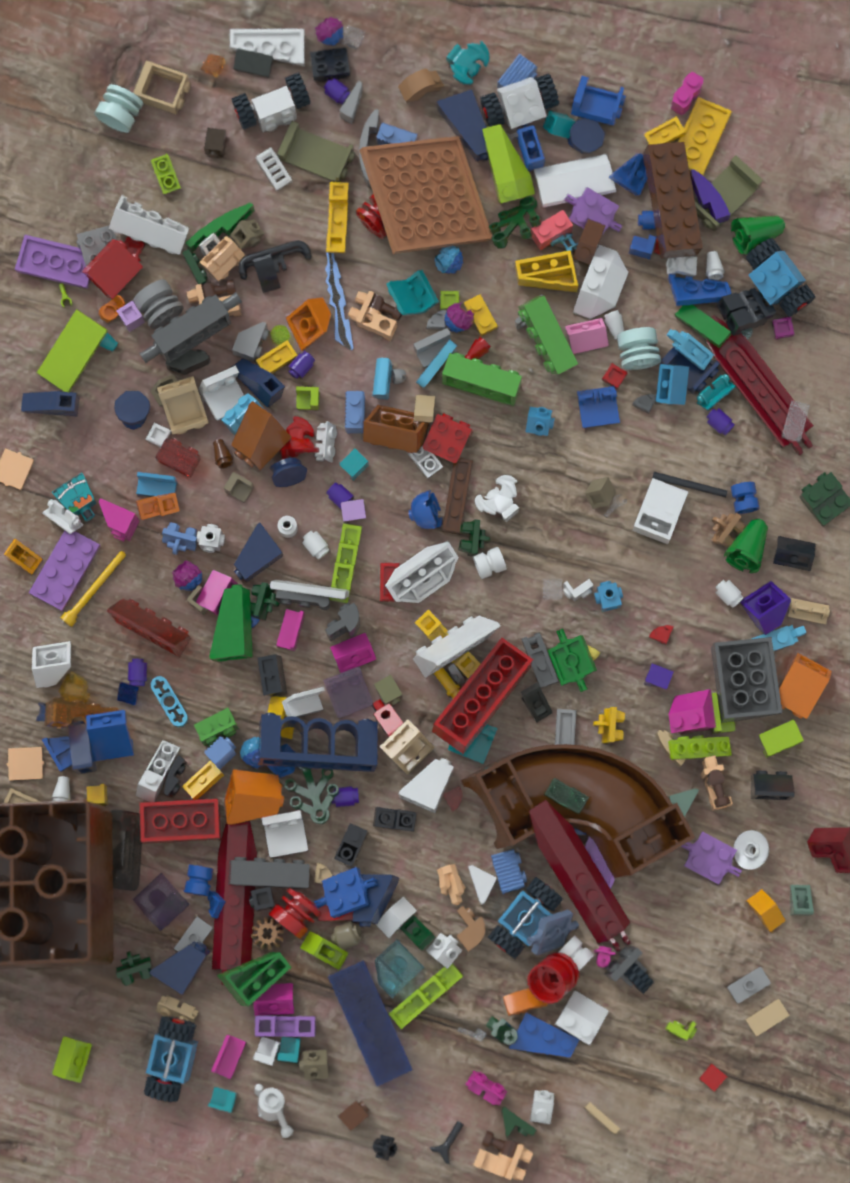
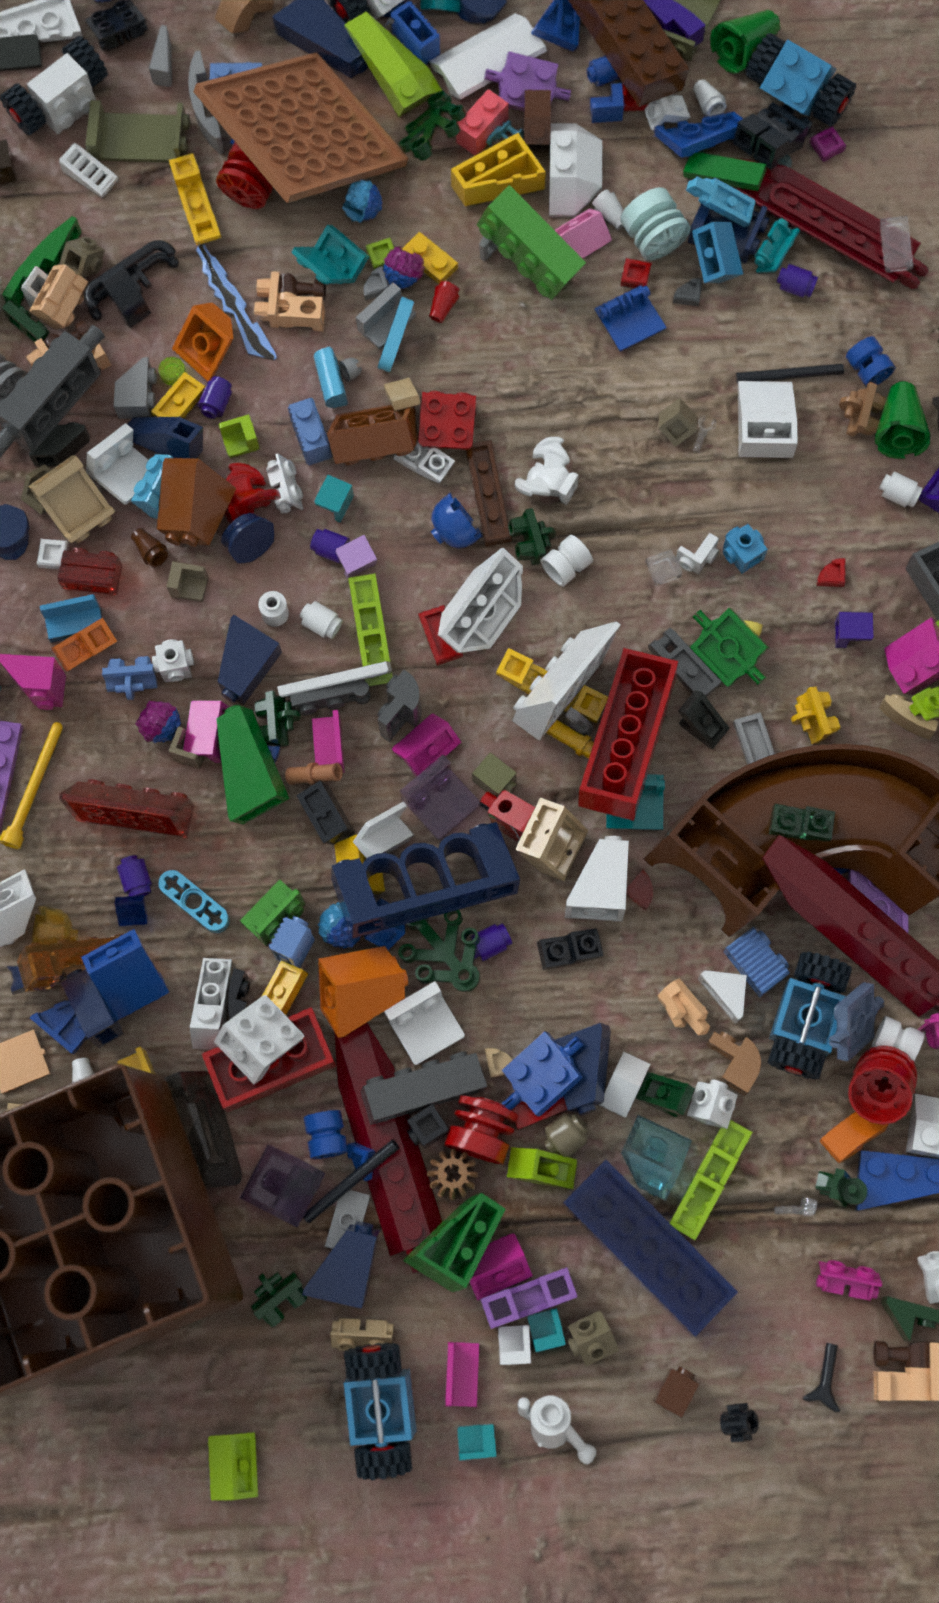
camera: 20 degrees left, 5 degrees down
(177, 806) = (257, 1038): none -> white bracket
(203, 915) = (350, 1181): none -> black bar
(273, 647) = (313, 773): none -> nougat pin
(336, 91) = (136, 50): dark purple brick -> none
(351, 844) = (524, 1004): black slope -> none
(481, 379) = (464, 330): bright green brick -> none
(539, 421) = (561, 358): dark azure brick -> none

